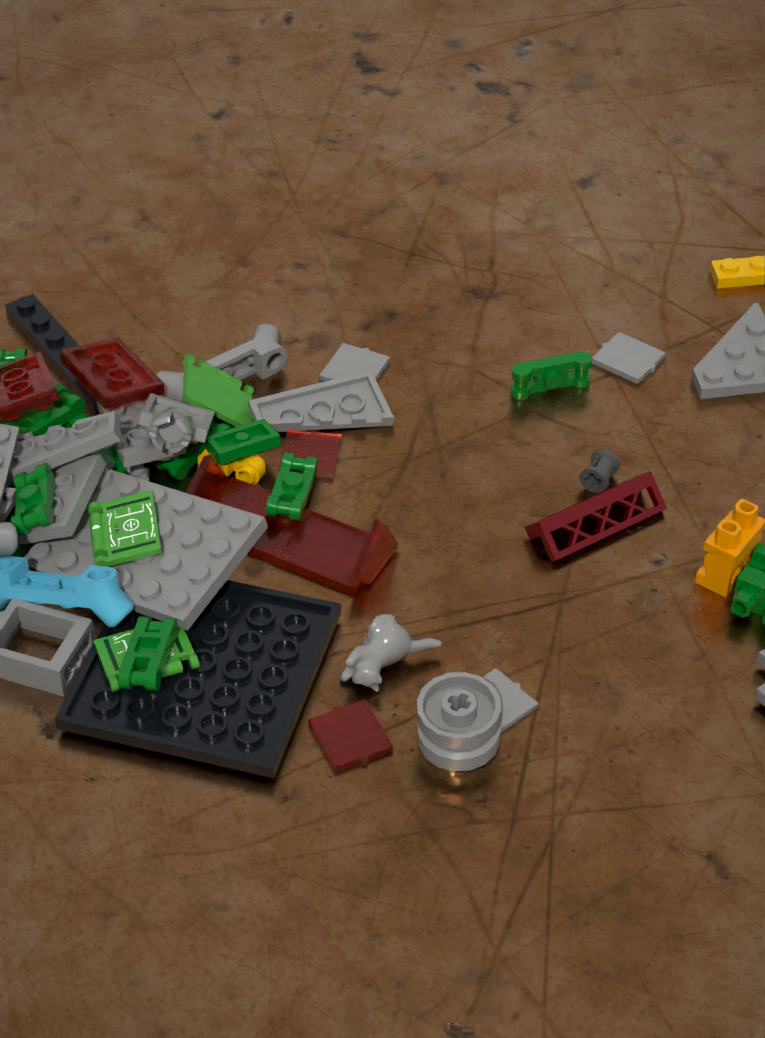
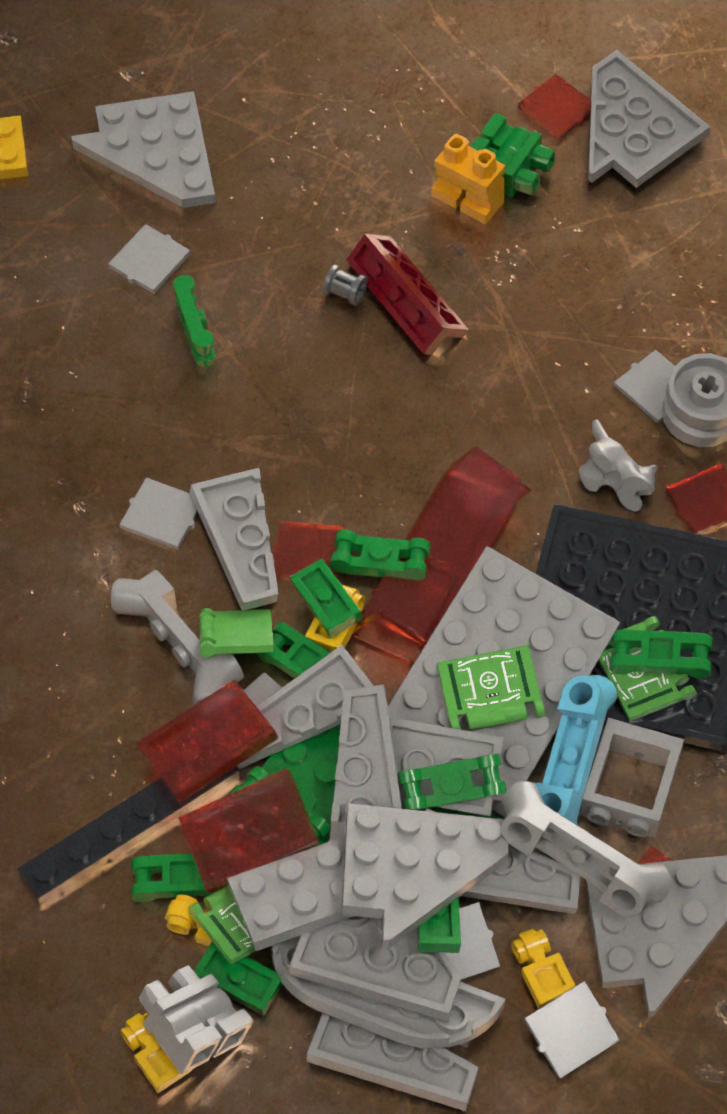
camera: 90 degrees left, 15 degrees up
(174, 423) = (321, 650): light grey plate -> none

